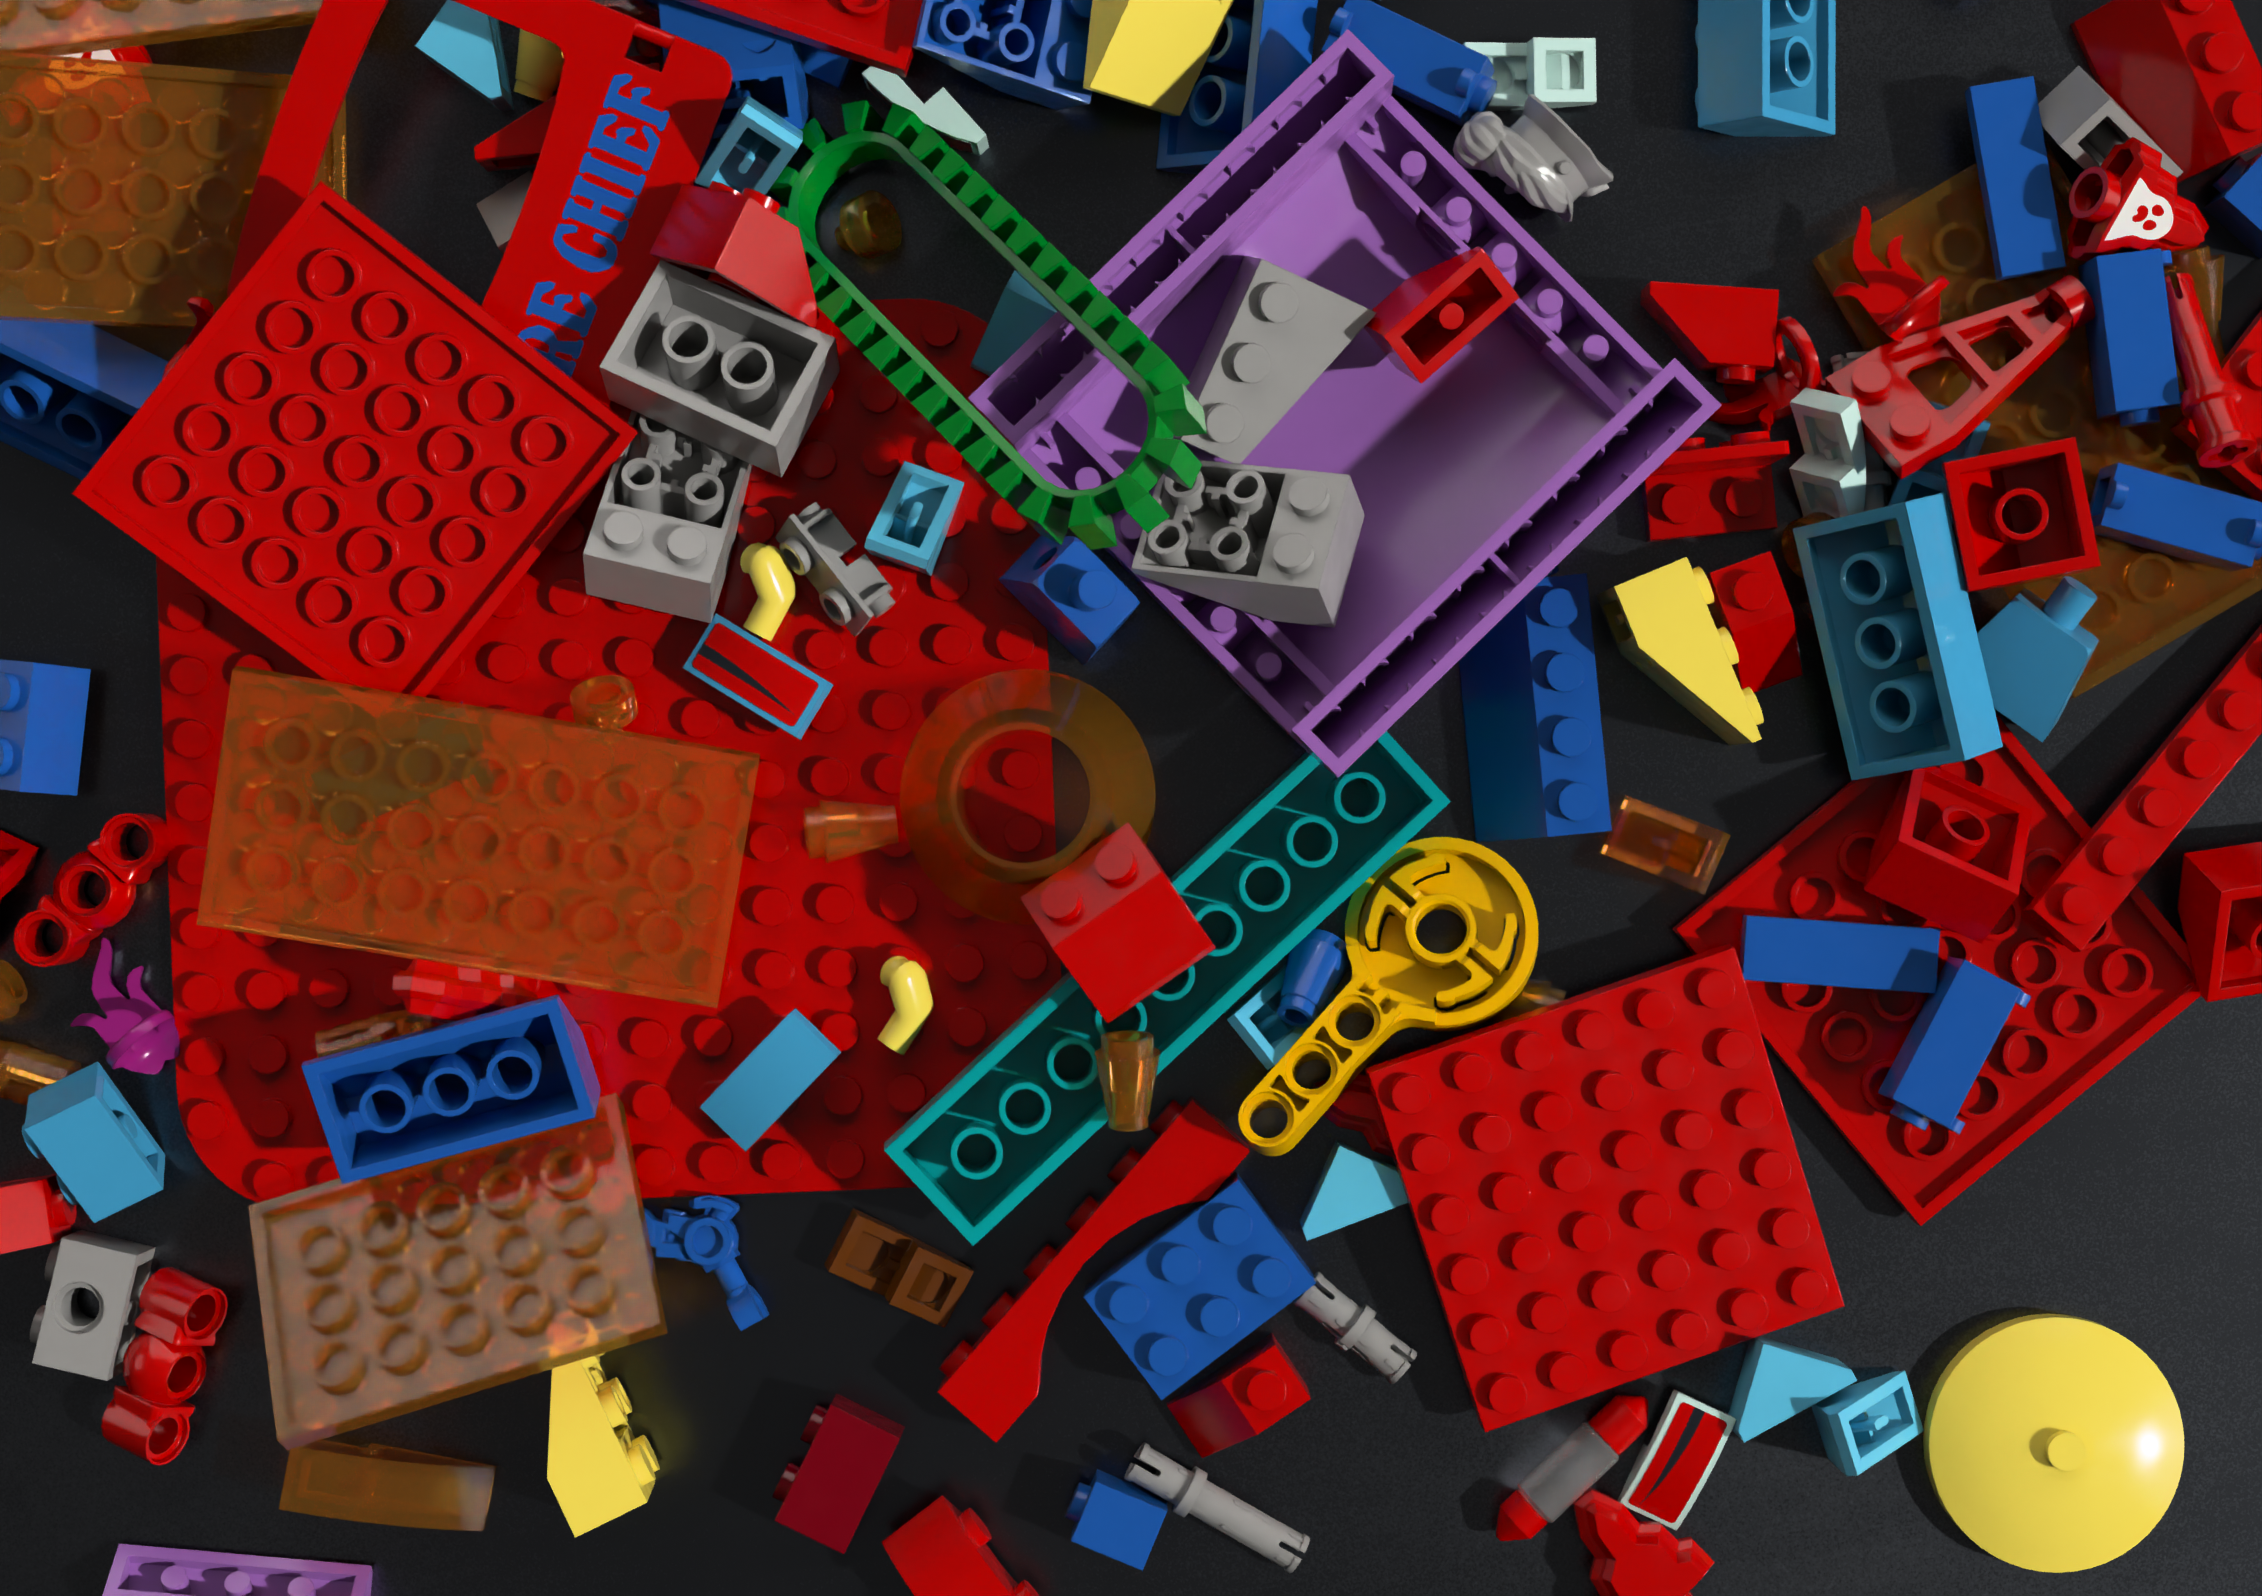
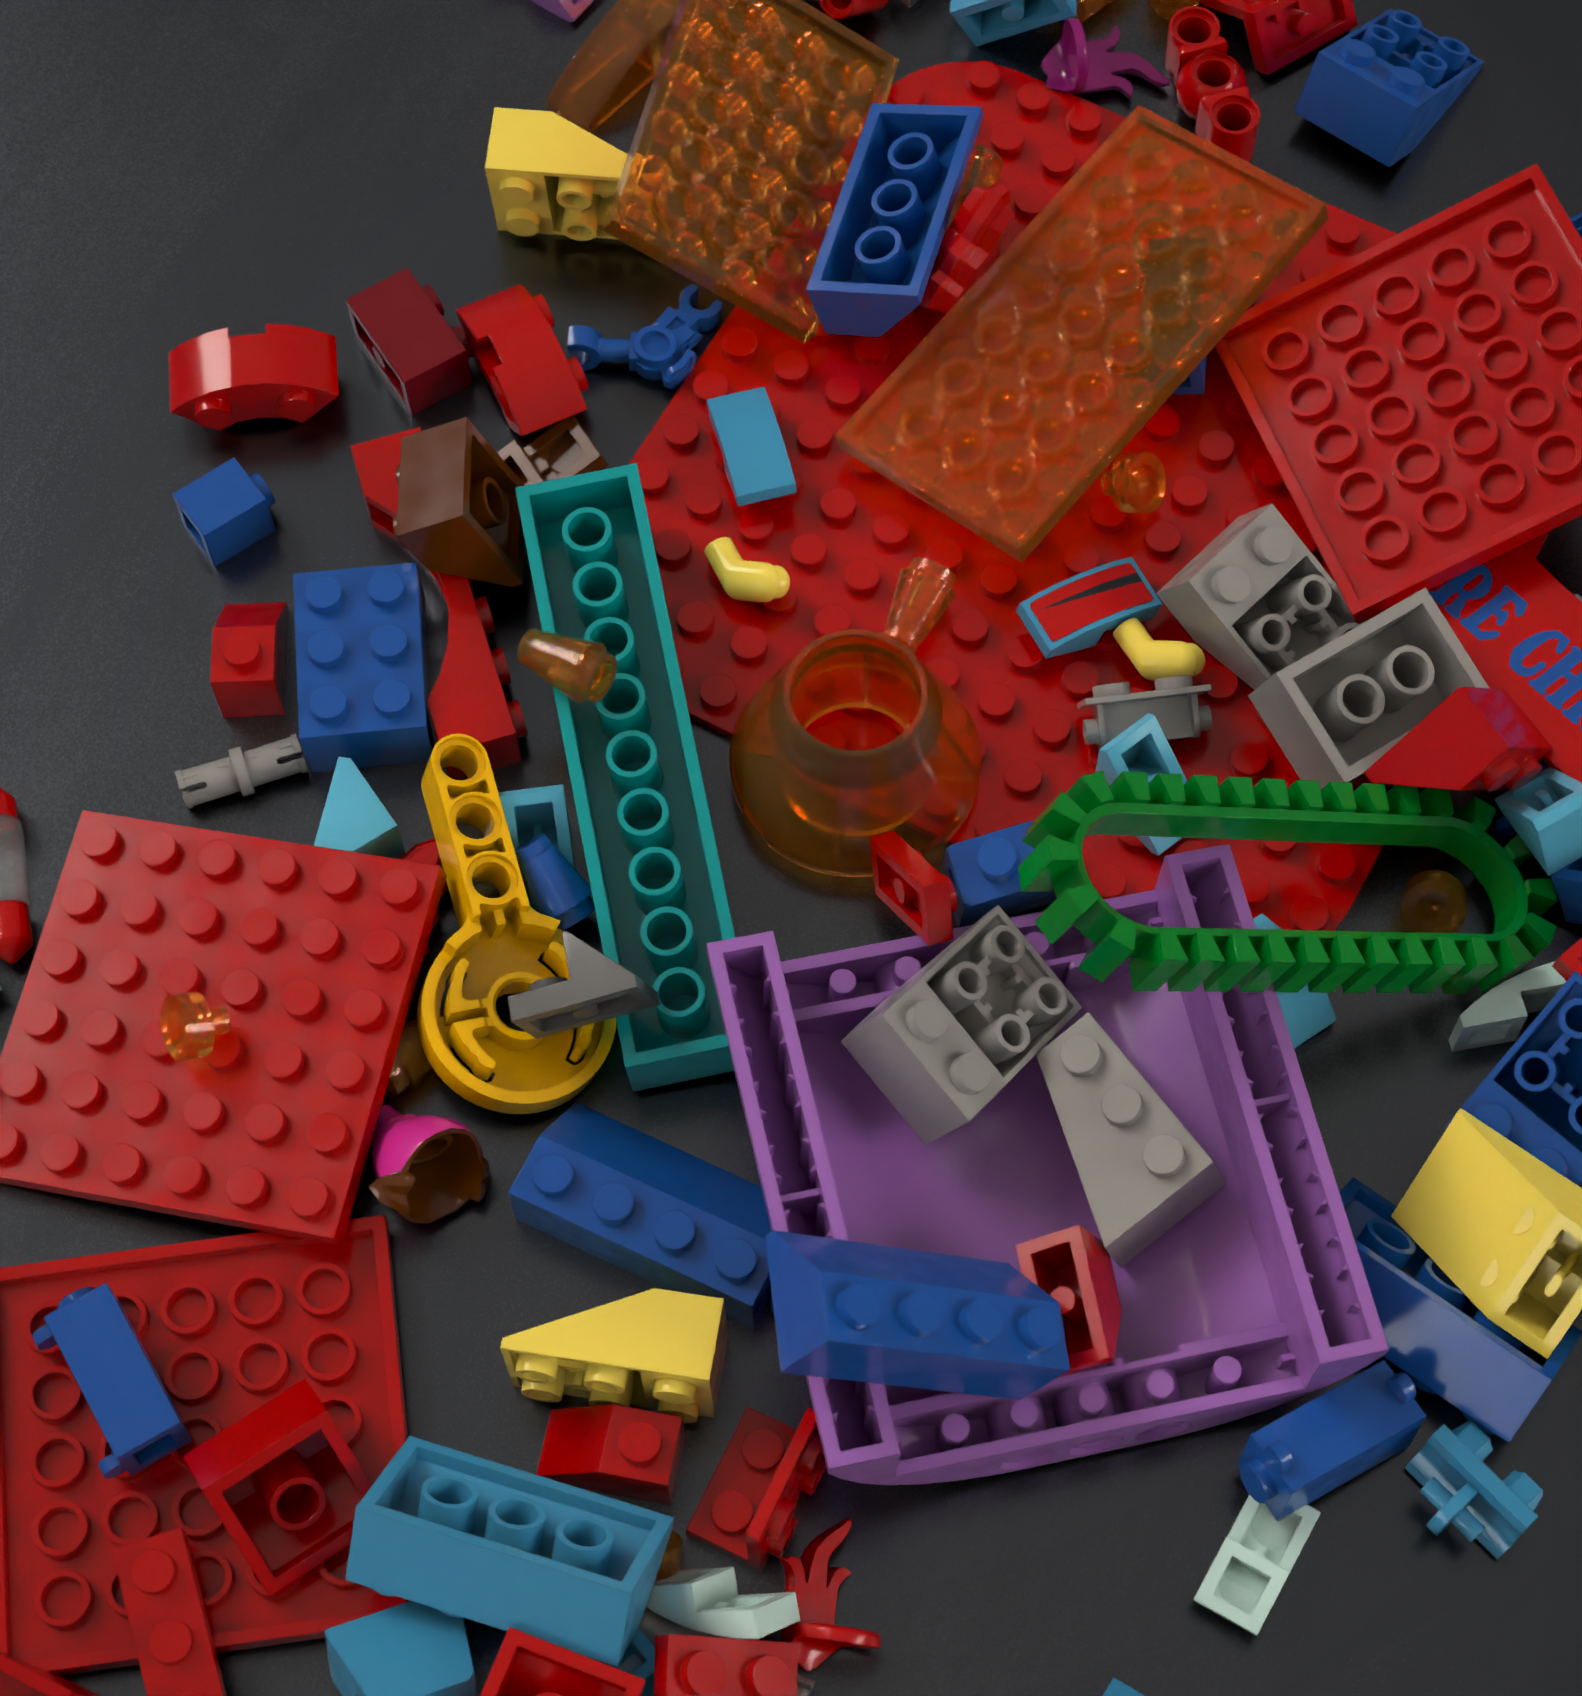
camera: 125 degrees right, 25 degrees down
(801, 1352) = (523, 359): none -> red brick
(1010, 1291) = (459, 505): none -> reddish brown slope
(1118, 923) = (702, 723): red slope -> none
(1137, 672) = (913, 888): none -> red plate
(1216, 1507) = (179, 589): light grey pin -> none
(1407, 865) = (593, 993): none -> dark grey slope
(1533, 157) = (1165, 1496): light grey piece -> none
(1557, 415) = (911, 1318): none -> blue slope
(1617, 927) = (426, 1165): none -> reddish brown hat
(1639, 1182) = (191, 1025): none -> clear orange tile
(1665, 845) = (462, 1253): clear orange slope -> none
(1718, 326) = (908, 1585): red slope -> none
(1839, 954) = (264, 1336): blue tile -> none

